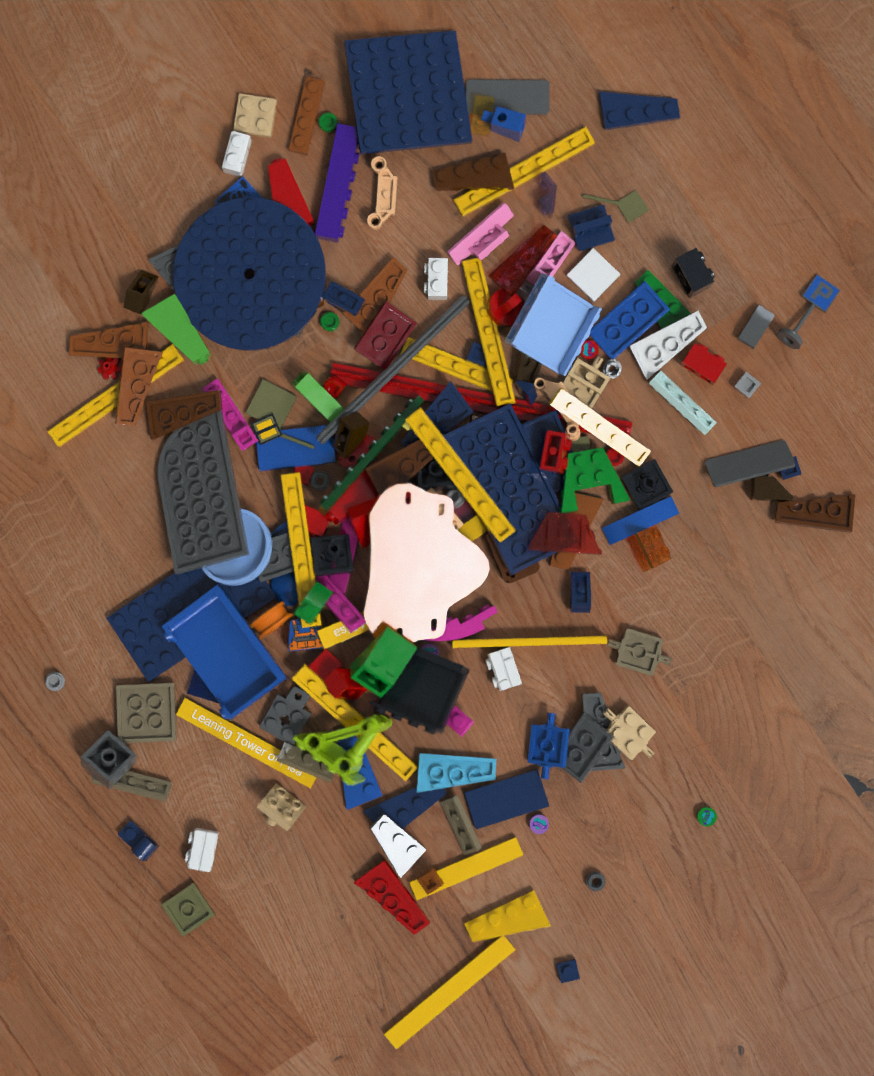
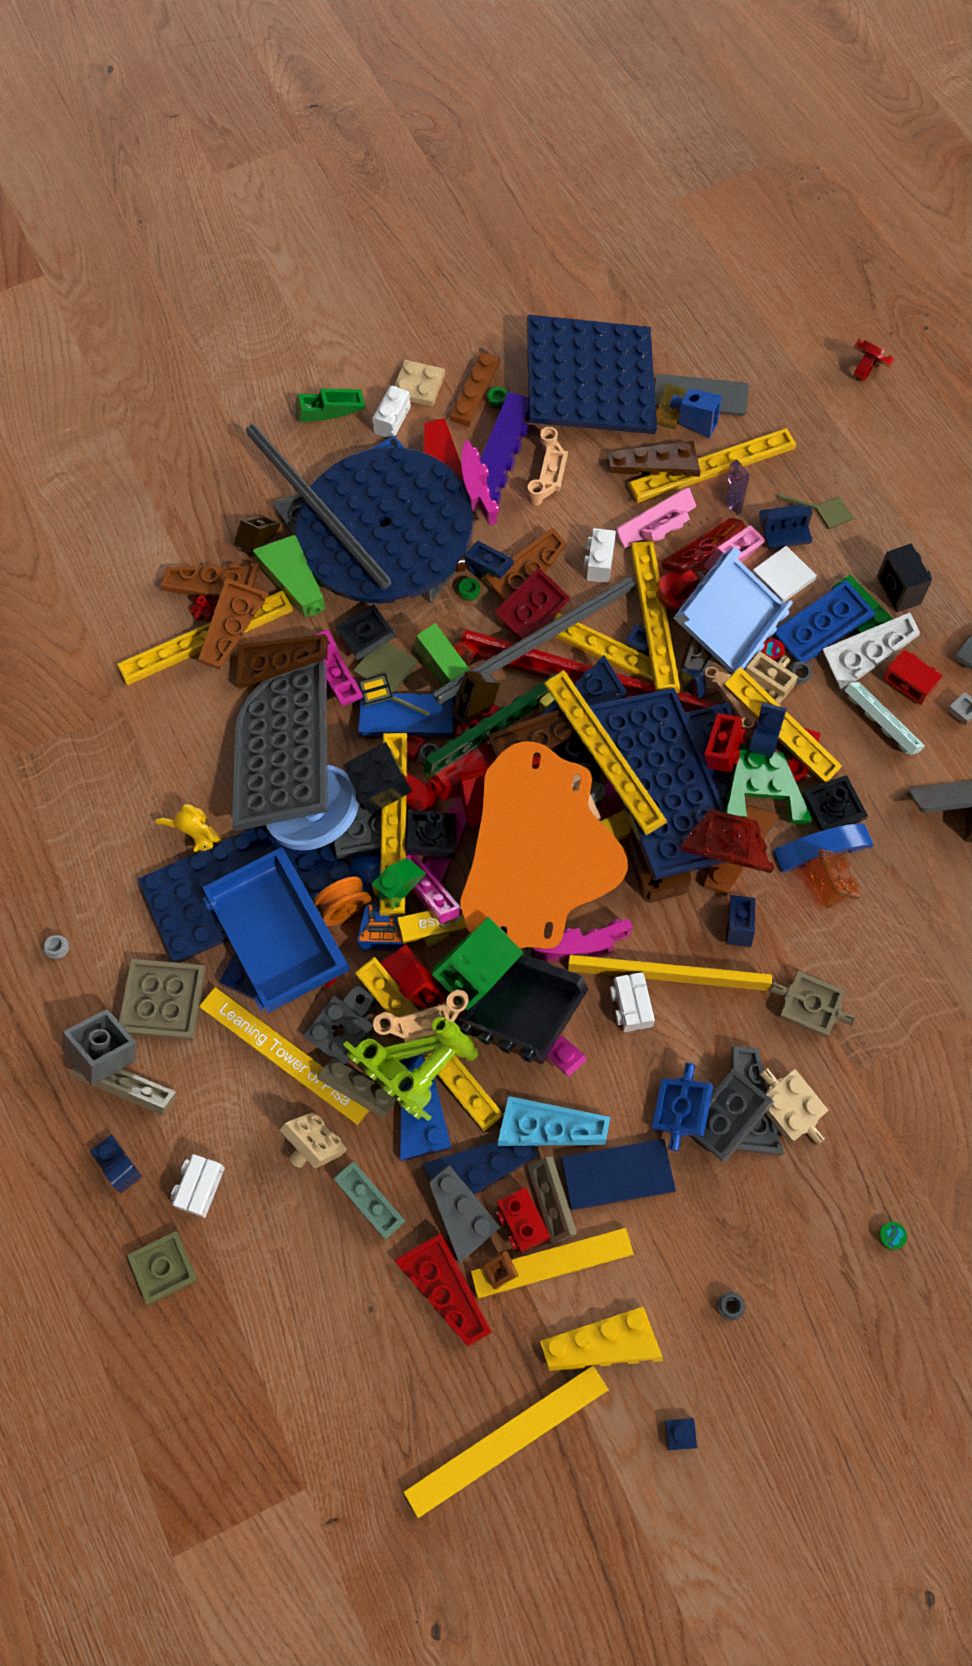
camera: 10 degrees right, 20 degrees down
(140, 567) = (192, 822): none -> yellow animal
(179, 150) = (328, 404): none -> green slope
(189, 266) = (319, 507): none -> dark grey axle
(249, 377) = (365, 632): none -> black plate
(283, 519) = (377, 778): none -> black brick
(320, 221) = (475, 481): none -> dark pink slope
(329, 842) = (369, 1200): none -> sand green plate
(348, 712) = (419, 1024): none -> light nougat plate
(441, 842) = (522, 1220): none -> red brick
(539, 824) = (659, 1214): medium lavender tile -> none
(588, 437) = (767, 730): none -> dark blue plate
(634, 110) = (839, 420): dark blue wing -> none
(657, 43) = (872, 355): none -> red tile

